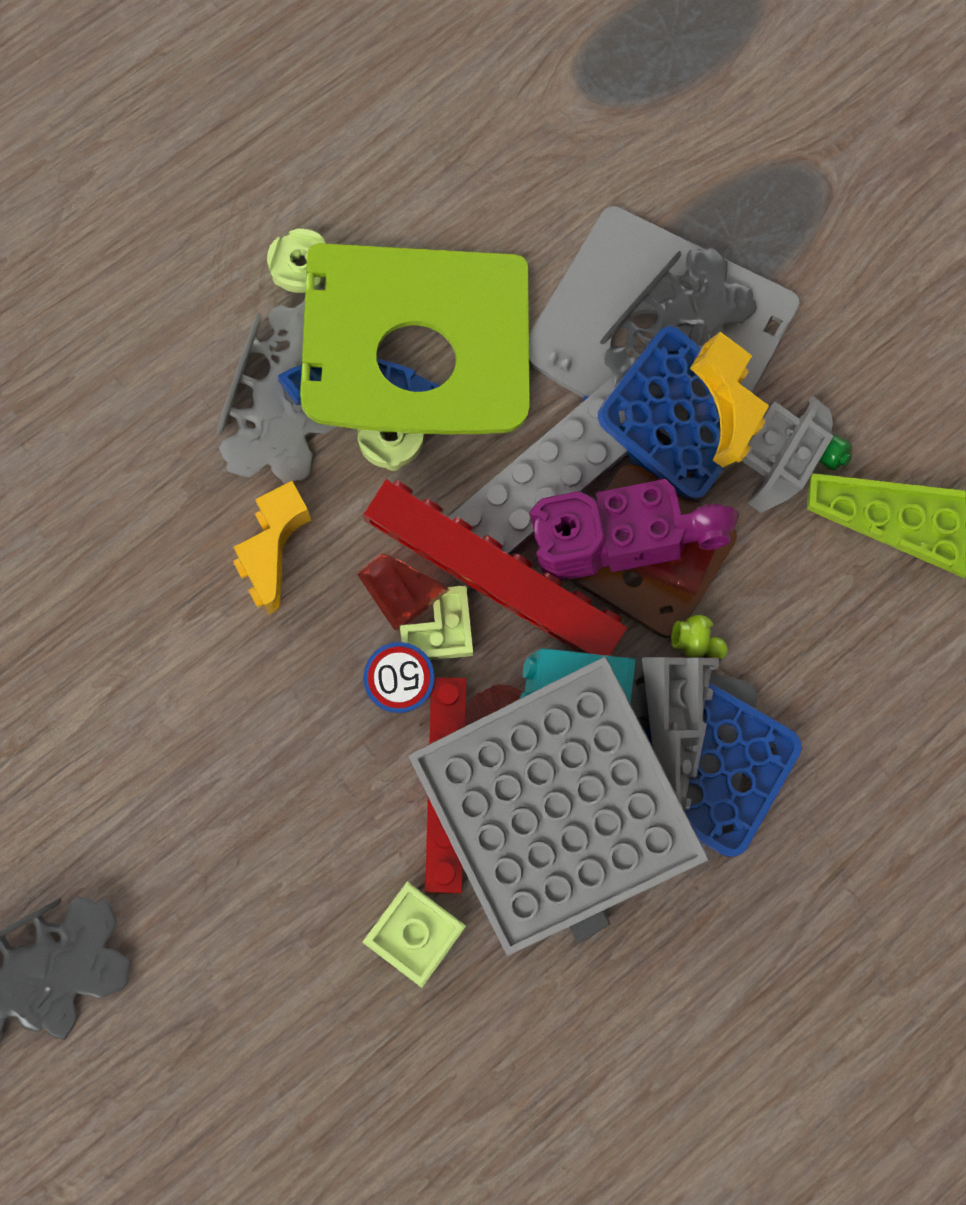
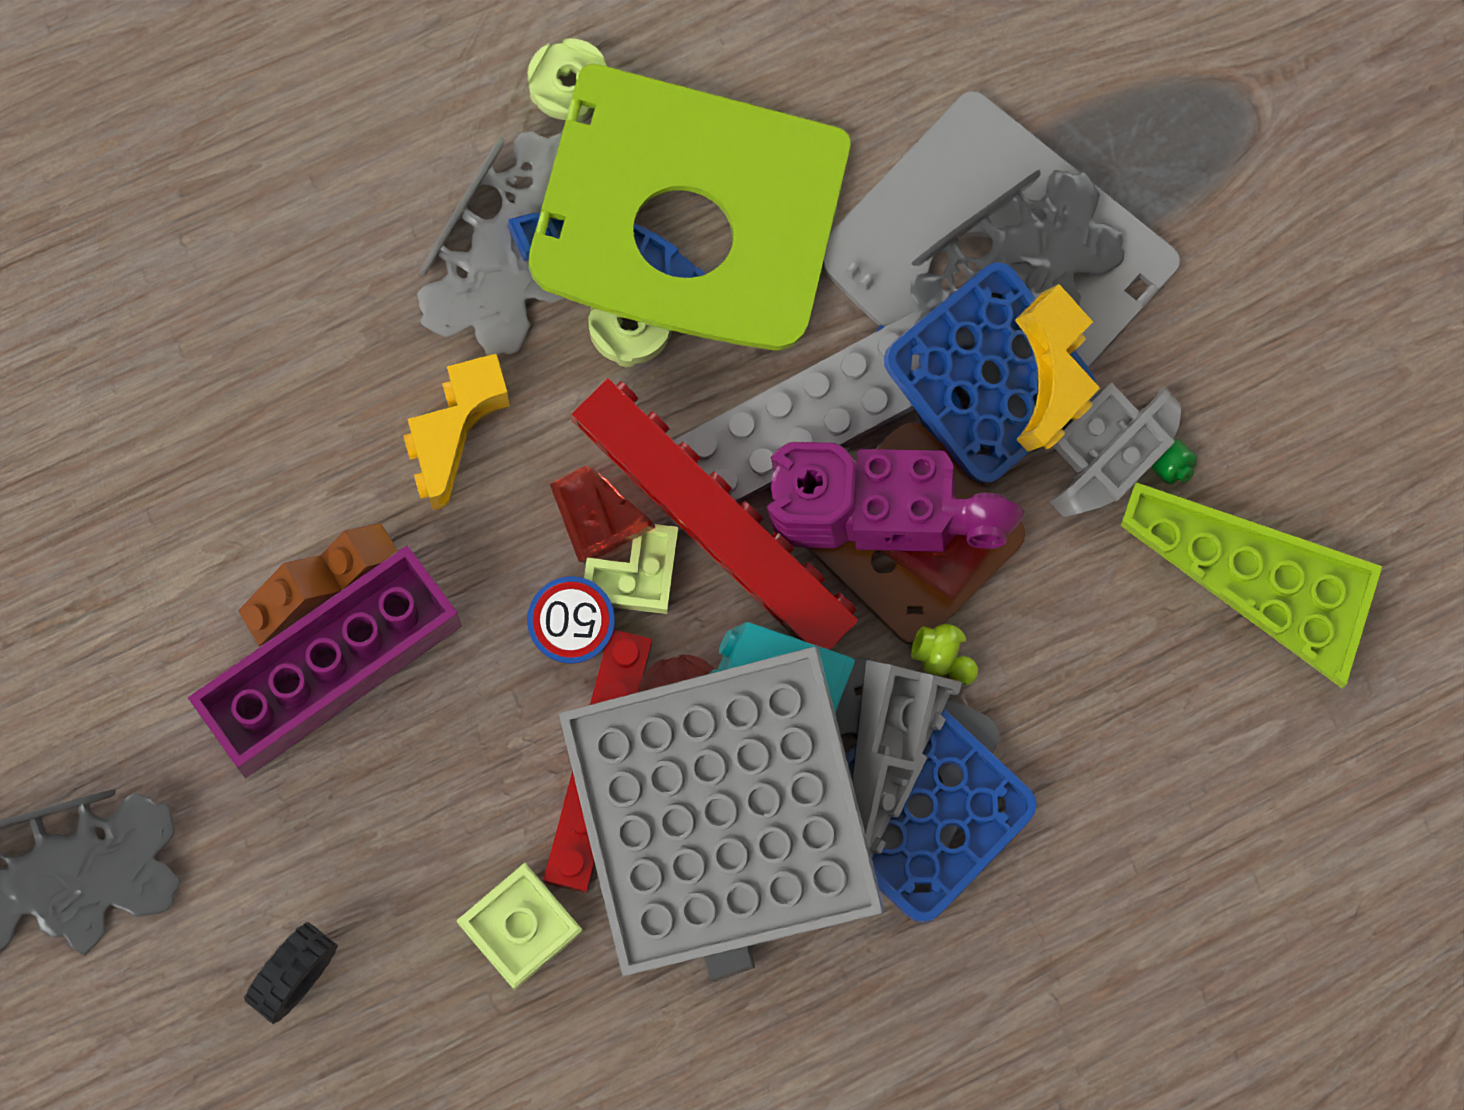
camera: 10 degrees right, 0 degrees up
(182, 695) = (309, 582): none -> dark orange arch
(209, 756) = (326, 661): none -> magenta brick
(236, 1019) = (290, 972): none -> black tyre

